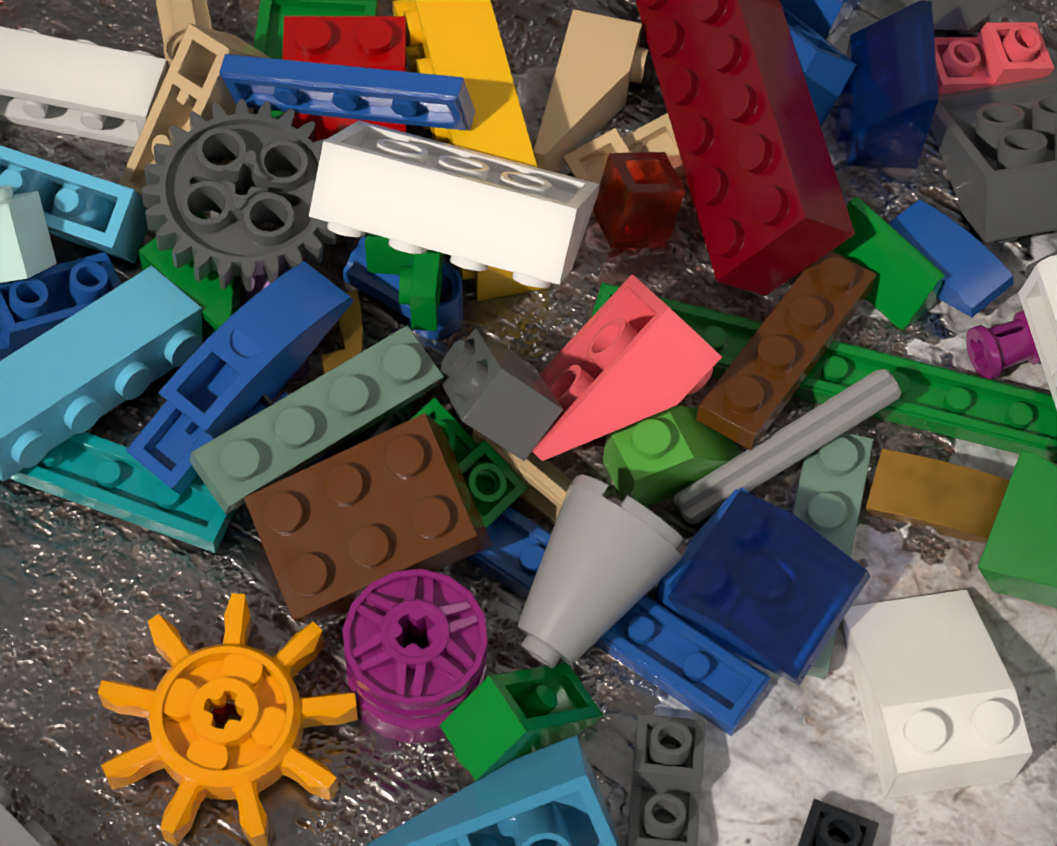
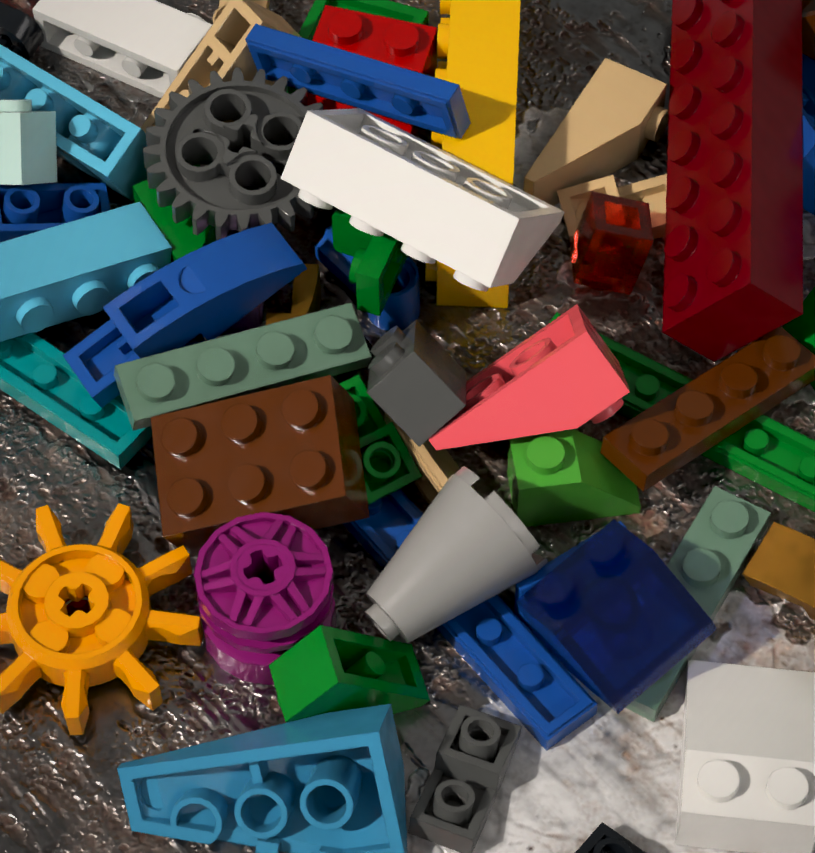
camera: 20 degrees right, 5 degrees down
(788, 445) = (687, 494): light grey axle -> none

